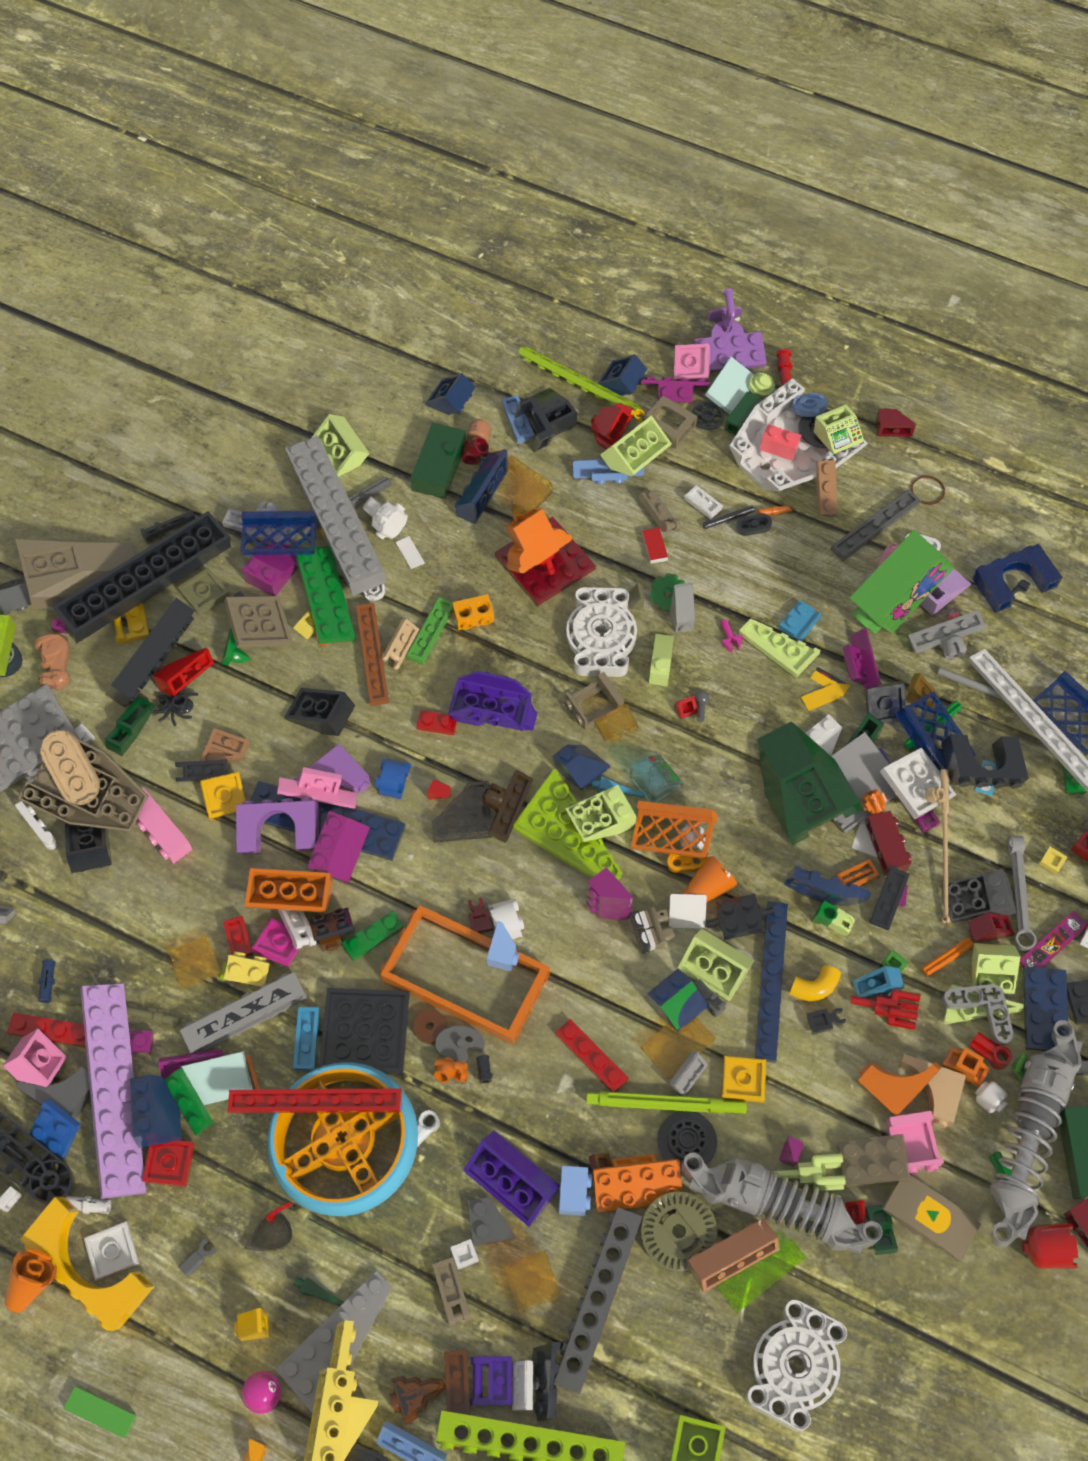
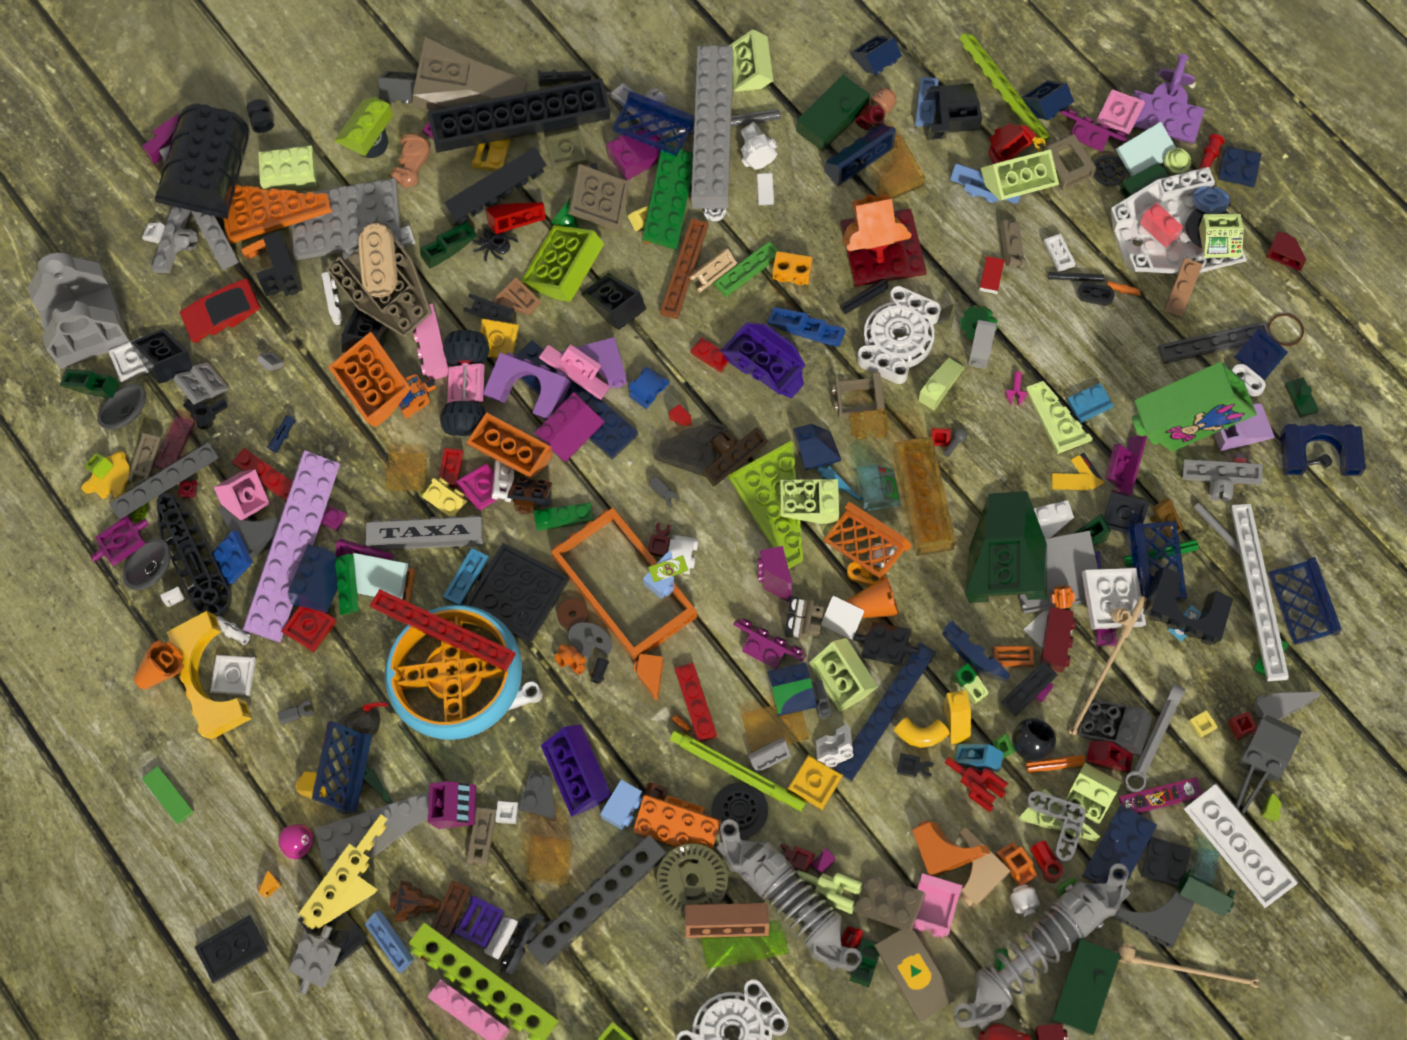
camera: 30 degrees right, 5 degrees up
(117, 886) = (370, 380): none -> orange slope
(162, 883) = (417, 396): none -> orange torso
(213, 849) = (465, 381): none -> black plate
(252, 695) = (563, 262): none -> lime slope
(286, 1287) = (353, 771): none -> dark blue fence
(407, 1273) = (451, 804): none -> magenta slope
(457, 868) = (663, 490): none -> dark grey bar
(506, 938) = (668, 568): none -> lime sticker
(513, 660) = (806, 327): none -> blue slope
(534, 1048) = (649, 673): none -> orange slope
(551, 611) = (864, 296): none -> black axle
(589, 1083) = (682, 724): none -> orange piece
(631, 972) = (765, 646): none -> magenta bracket
(702, 765) = (924, 496): none -> clear yellow brick
(747, 1036) = (835, 748): none -> white cylinder
(767, 1158) = (799, 858): none -> dark red plate
(814, 369) = (1239, 166): none -> dark blue plate
(842, 953) = (958, 716): none -> yellow slope
(920, 943) = (1034, 739): none -> black wheel
(922, 517) = (1261, 354): none -> clear blue plate
(973, 540) = (1301, 397): none -> dark green tile

